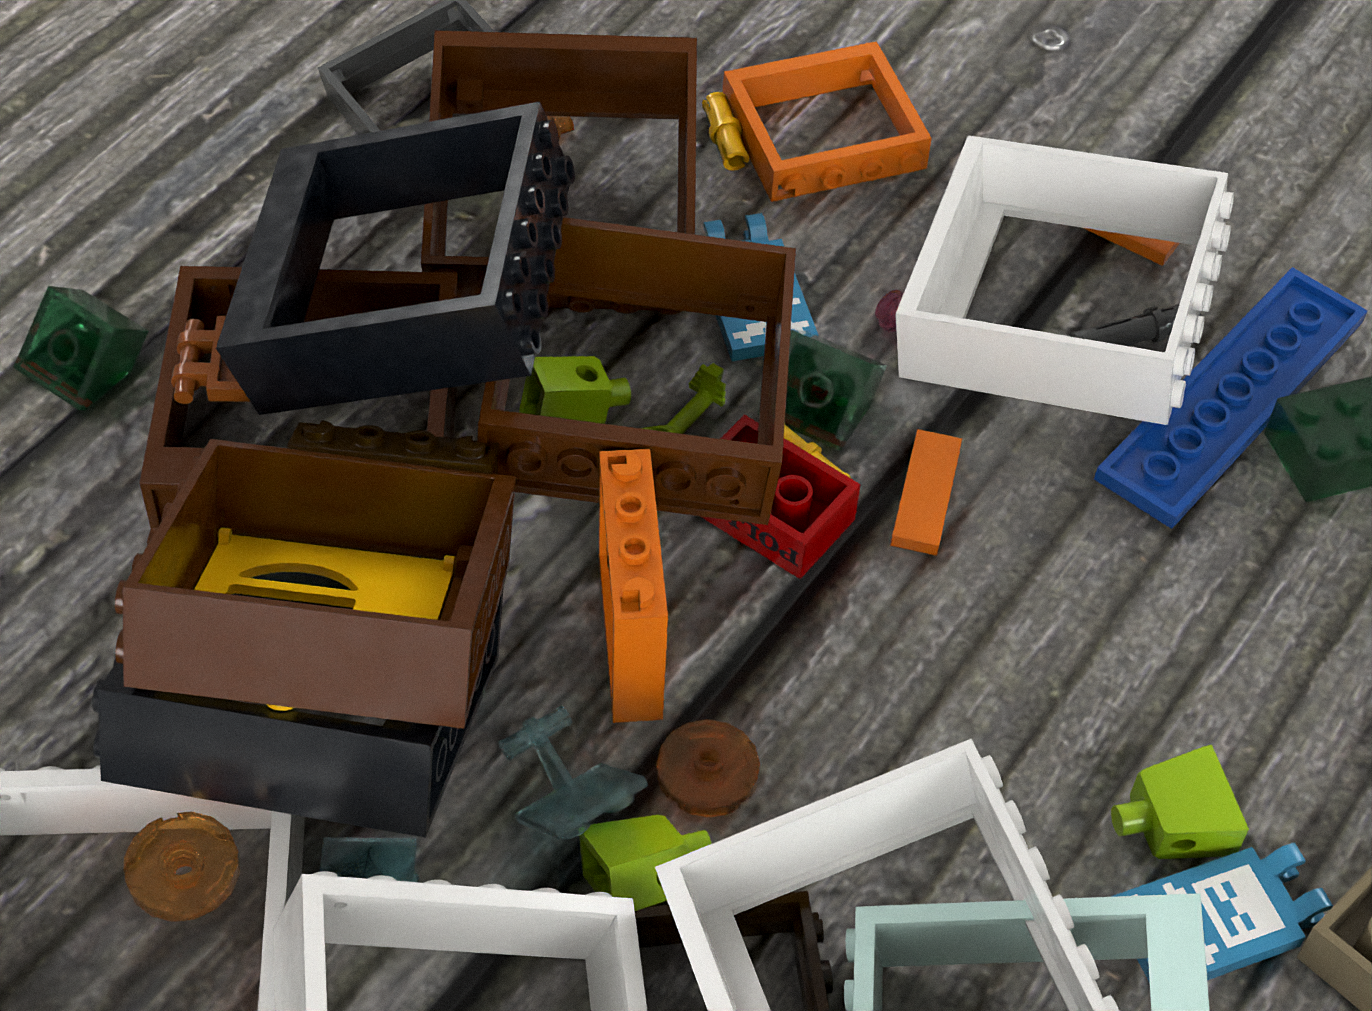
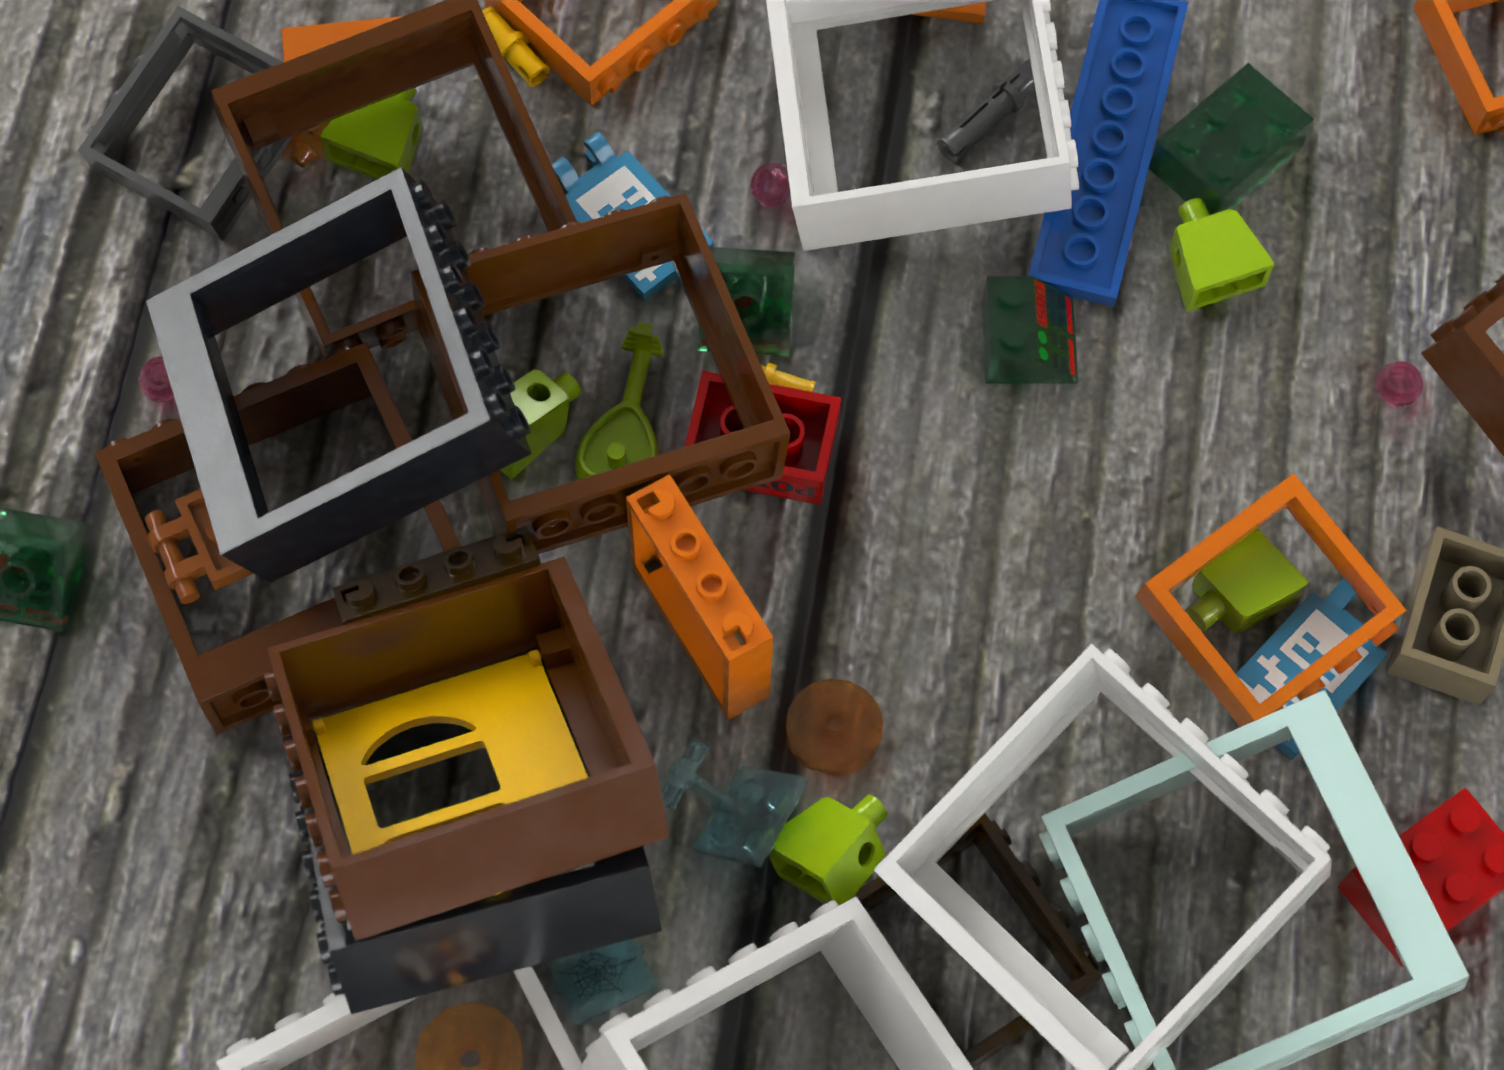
camera: 25 degrees left, 15 degrees up
(590, 146) = (376, 136): none -> lime torso
(926, 492) = (887, 365): orange tile -> none
(1075, 514) = (1028, 332): none -> clear green slope
(1193, 744) = (1202, 655): none -> orange window
(1294, 523) = (1216, 256): none -> lime torso

